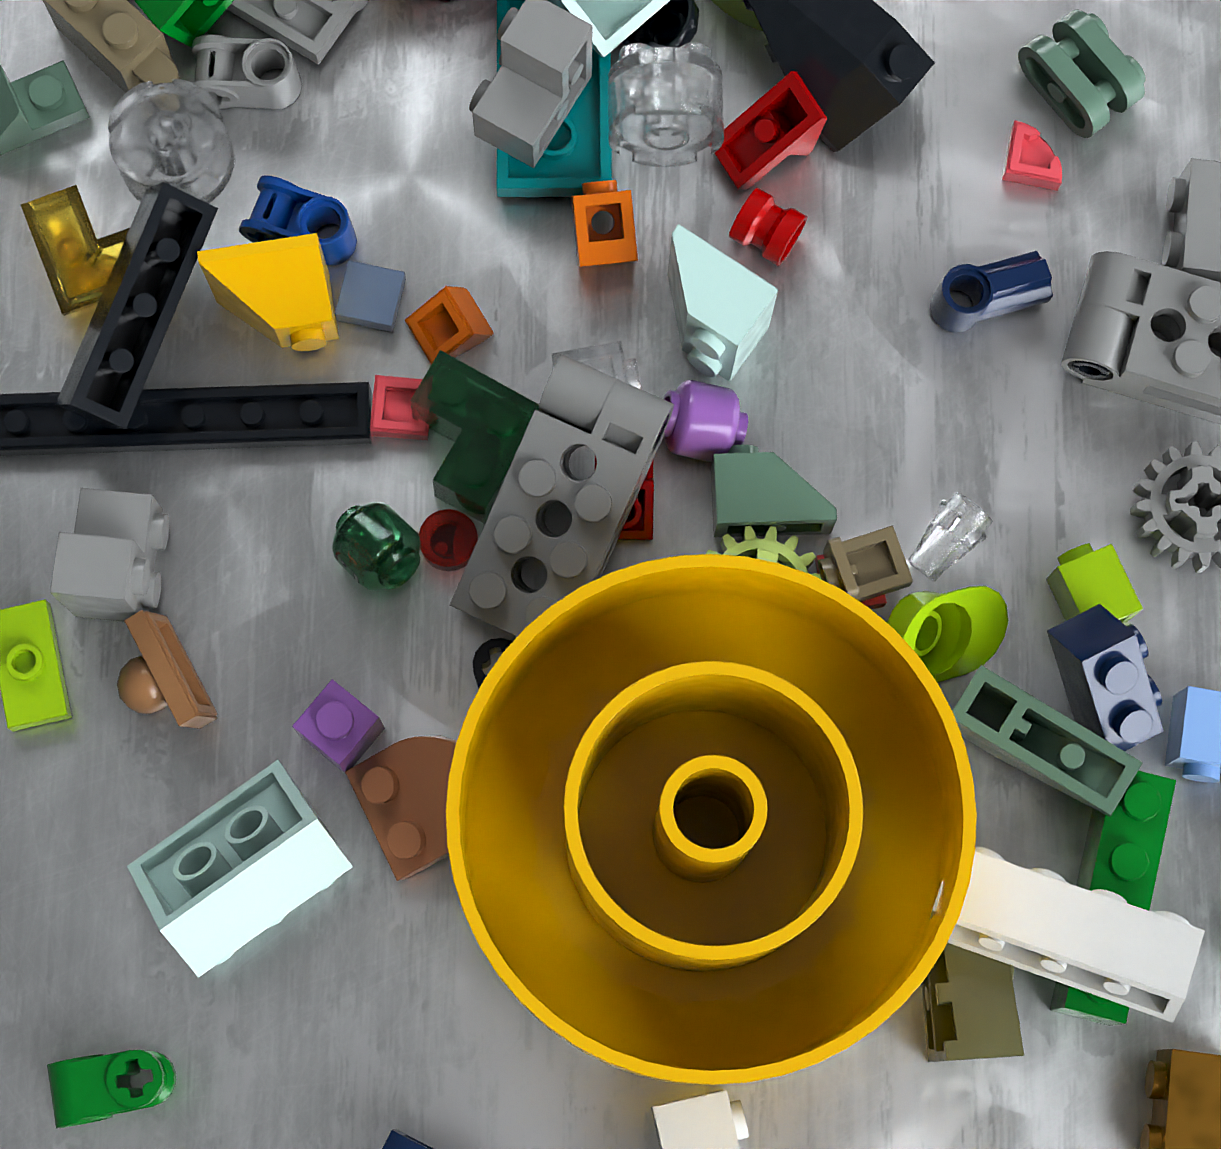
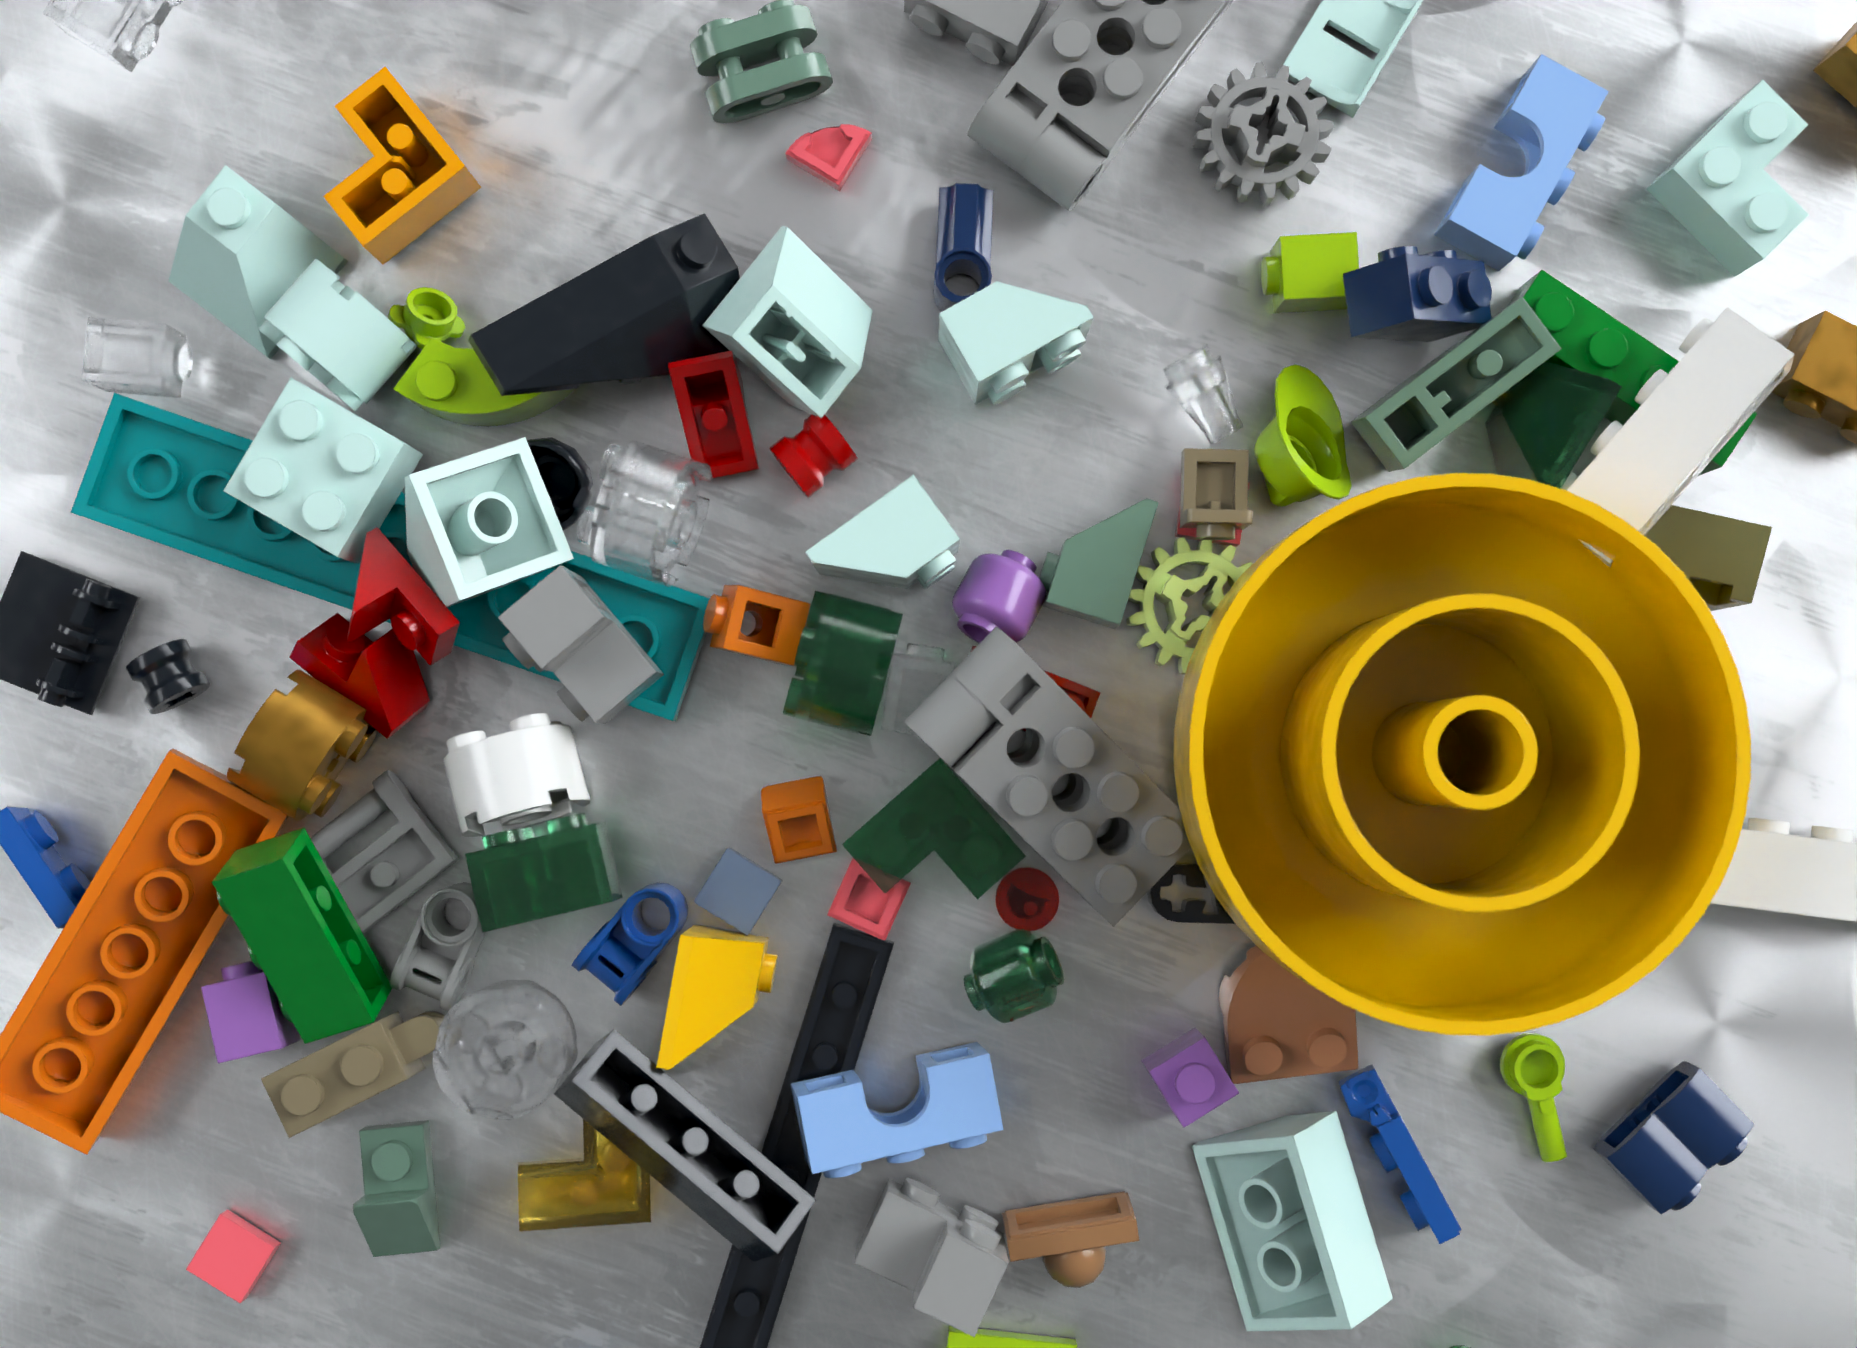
camera: 70 degrees left, 10 degrees up
(195, 439) = (952, 1106): none -> light blue arch
(327, 116) = (542, 876): none -> clear green brick
(335, 942) = (1396, 1149): none -> blue hinge
(404, 74) = (515, 775): none -> white brick
(450, 1043) = (1535, 1069): none -> lime plate
(596, 301) = (842, 663): none -> clear green brick
(873, 168) = (794, 324): none -> light aqua slope
(928, 345) = (1007, 335): none -> light aqua slope
(1046, 833) = (1547, 422): none -> clear green slope

